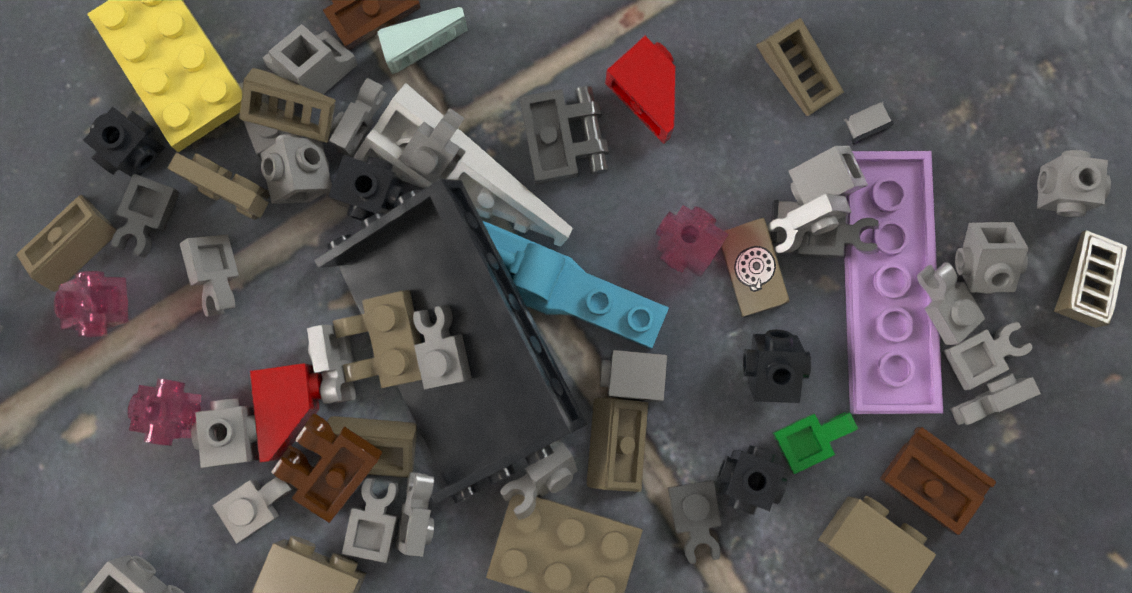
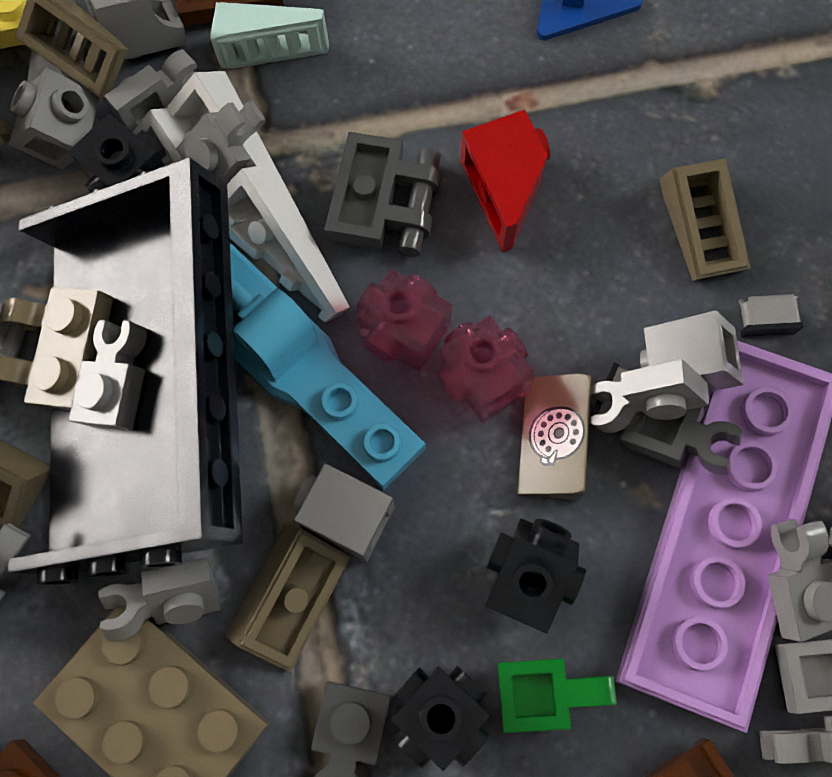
camera: 25 degrees right, 10 degrees down
(624, 211) = (403, 319): none -> clear pink brick

